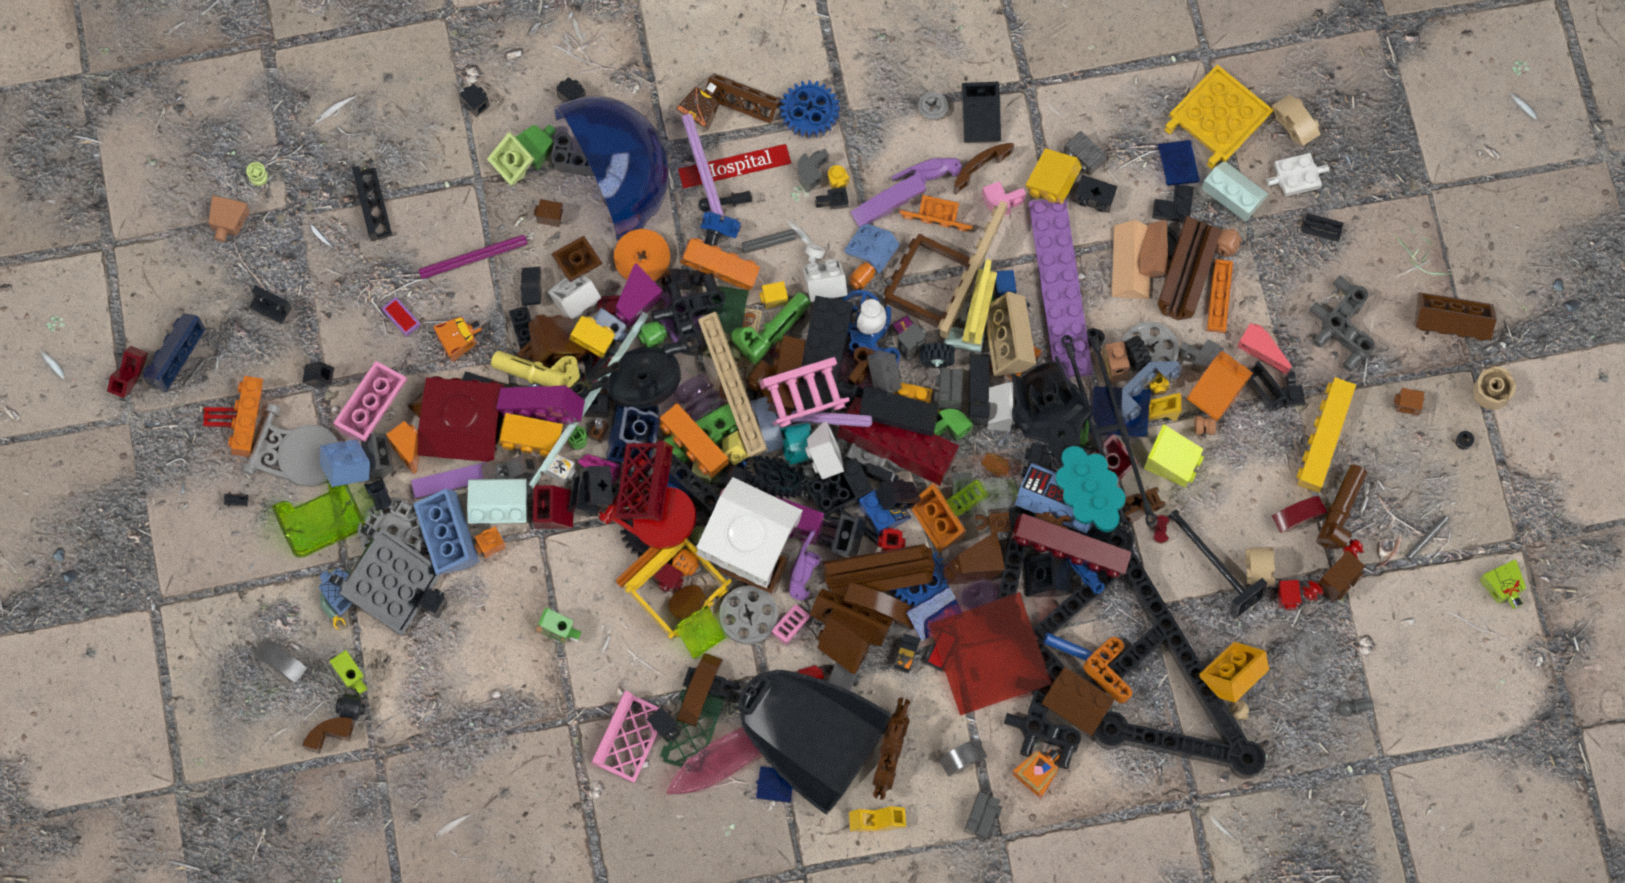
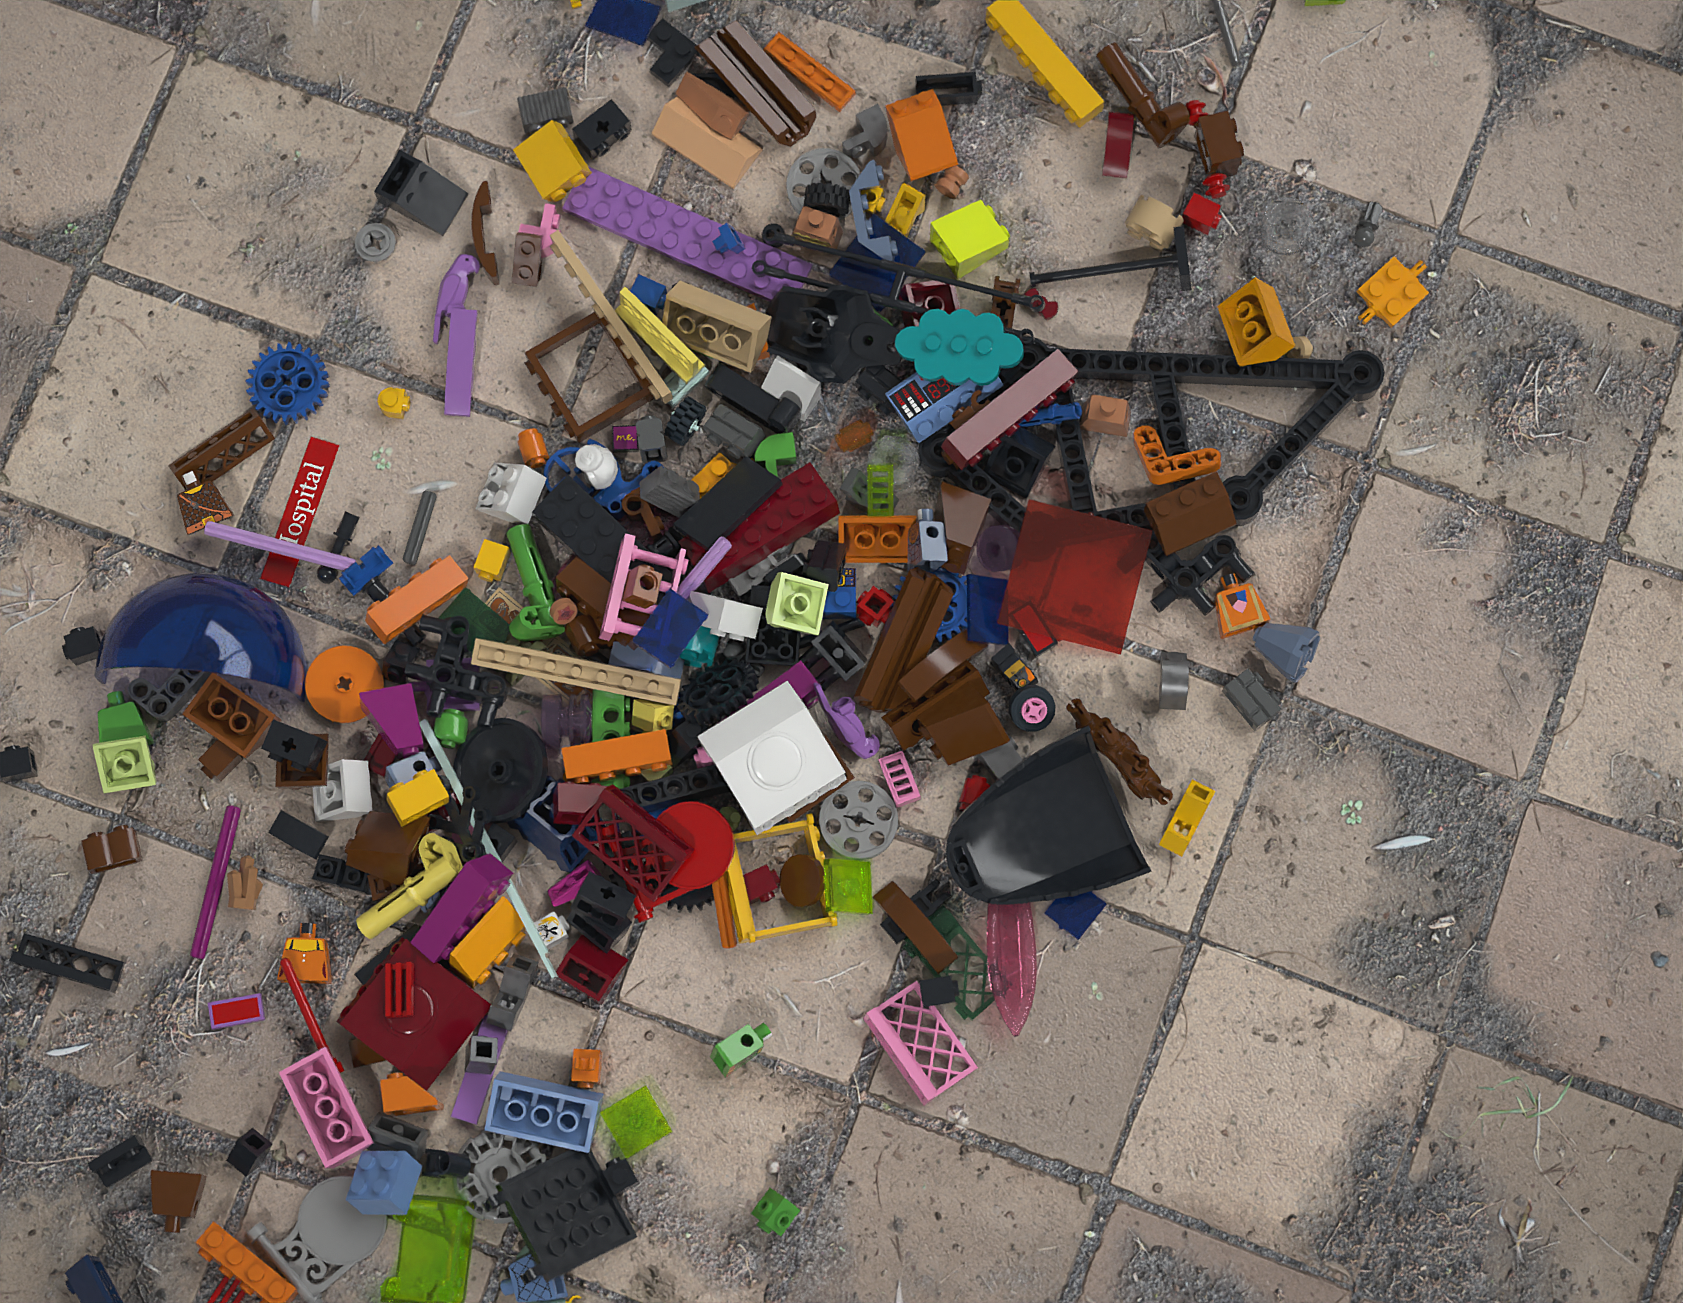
camera: 55 degrees left, 5 degrees up
(266, 350) = (176, 1196): none -> reddish brown torso
(422, 357) = (305, 1009): none -> red piece
(455, 185) = (111, 850): none -> reddish brown brick
(457, 472) = (481, 1055): none -> black brick
(464, 396) = (398, 967): none -> red tile
(465, 709) = (774, 1212): none -> bright green brick
(473, 593) = (636, 1122): none -> clear neon green plate
(478, 273) = (244, 885): none -> medium nougat rock
(497, 501) = (544, 1028): light aqua slope -> none
(579, 203) = (230, 715): none -> dark orange slope
(580, 440) = (525, 889): bright green wheel -> none
(581, 247) = (307, 751): none -> black brick
(598, 426) = (525, 856): reddish brown piece -> none
(648, 430) = (574, 801): none -> dark red slope
(685, 562) = (754, 854): orange head -> none
(765, 353) = (563, 611): none -> nougat tile
(791, 419) = (670, 628): none -> clear blue piece
(798, 386) = (635, 594): none -> brick
(808, 169) = (362, 432): dark grey brick -> none
(815, 252) = (468, 483): white tile -> none
(835, 198) = (417, 420): black plate -> none
(859, 489) = (796, 603): none -> yellowish green slope
(873, 246) = (503, 414): medium blue bracket -> none
(884, 685) = (1038, 715): none -> black wheel
(937, 210) = (509, 315): orange bracket -> none
(945, 551) = (926, 543): none -> sand blue torso
(977, 201) = (527, 259): none -> reddish brown plate
(996, 520) = (927, 473): reddish brown brick -> none
(1031, 819) = (1287, 647): none -> sand blue cone
(1068, 647) = (1119, 486): blue piece -> none
(1072, 310) = (728, 240): none -> blue tile
(1112, 612) = (1106, 415): none -> nougat torso
(1228, 242) = (754, 21): nougat head -> none
(1261, 346) = (900, 62): coral slope -> none
(1294, 393) = (971, 63): black plate -> none
(1319, 749) = (1392, 292): none -> light orange plate

